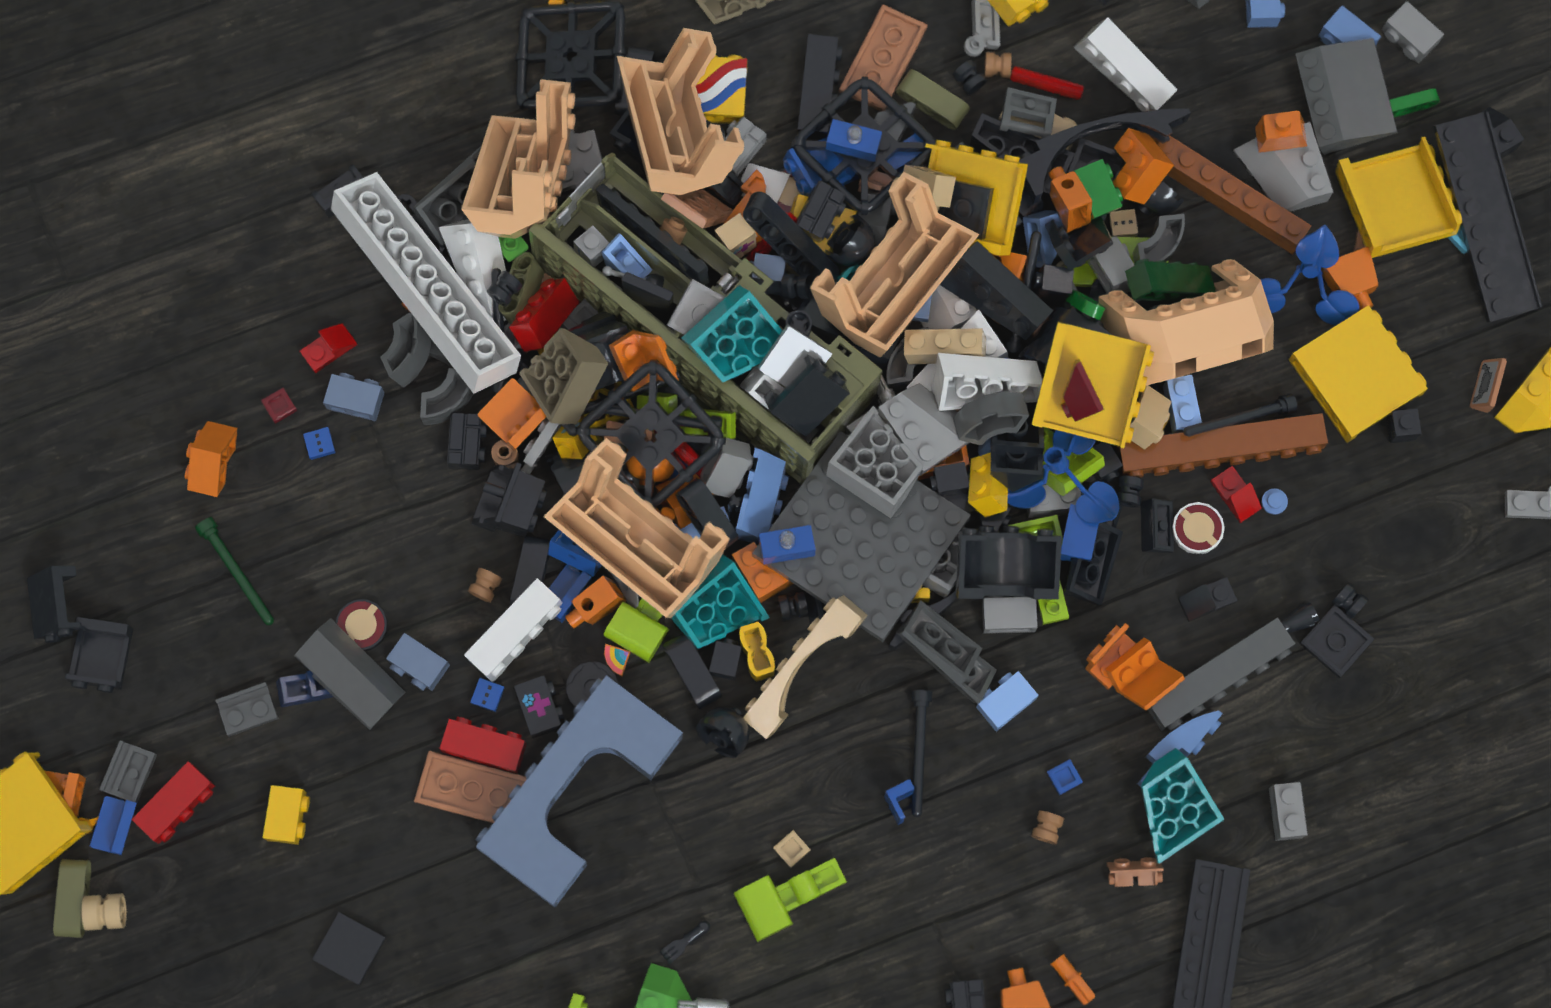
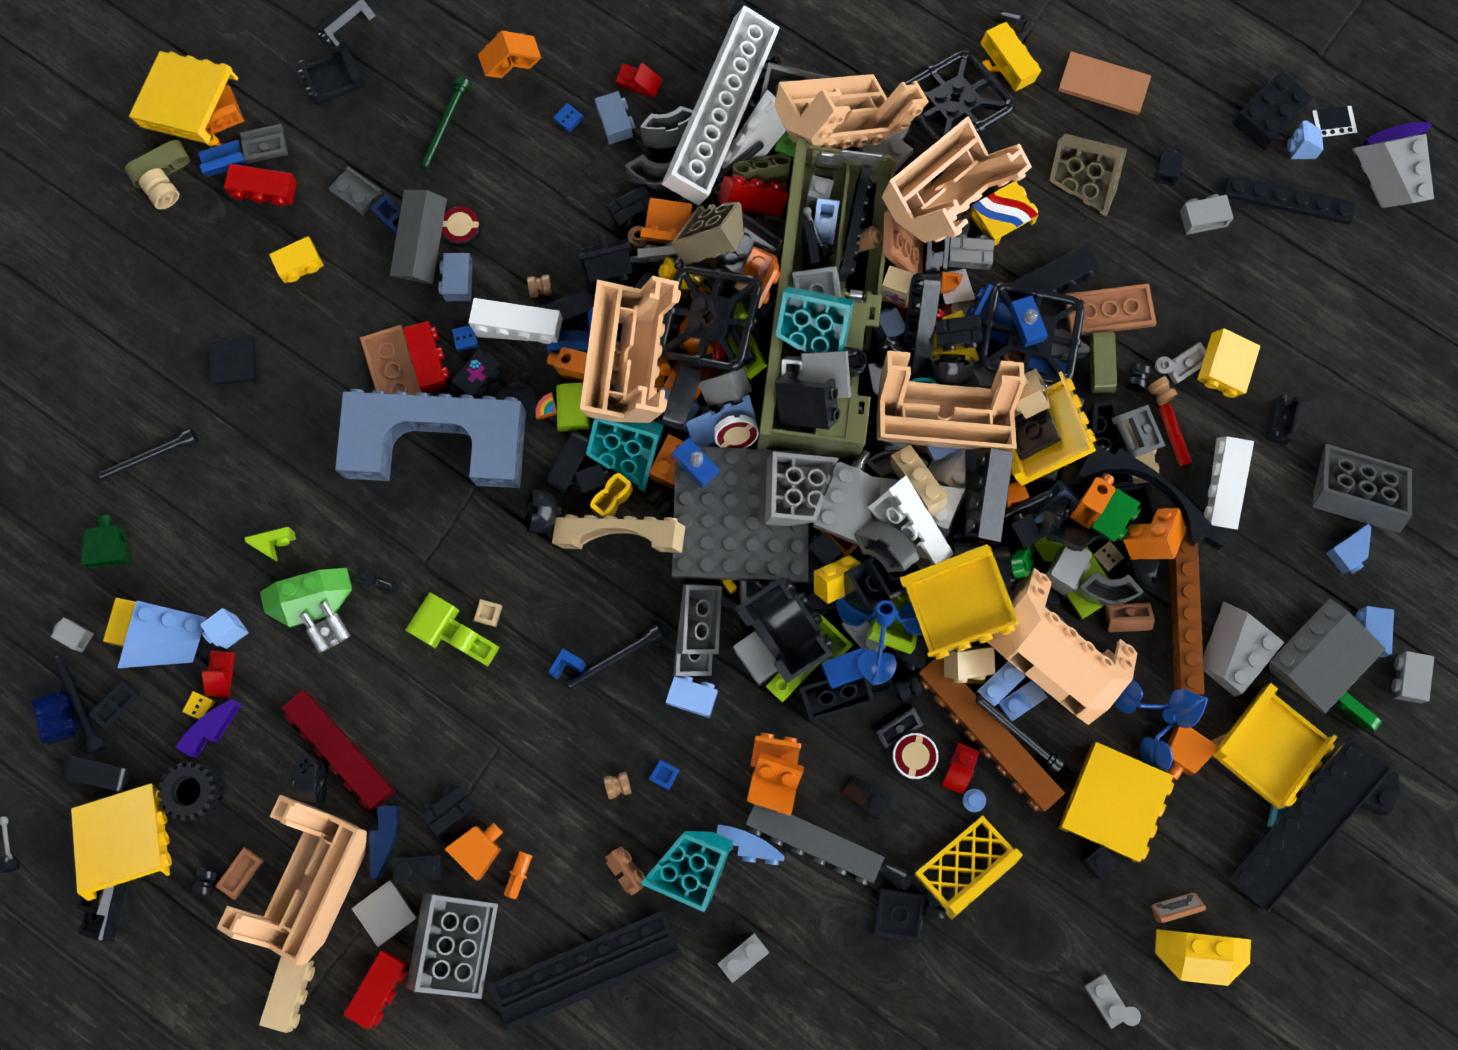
camera: 60 degrees right, 0 degrees up
(279, 405) = (577, 76): dark red tile -> none
(504, 288) = (744, 156): black wheel -> none
(780, 486) = (736, 432): none -> tile
(1080, 395) = (946, 597): dark red slope -> none
(1168, 281) = (1083, 612): dark green brick -> none
(1195, 241) = (1129, 617): none -> nougat slope
(1209, 390) = (1022, 700): none -> light blue slope
(1281, 131) = (1260, 624): orange torso -> none
(1356, 549) = (982, 881): none -> yellow fence

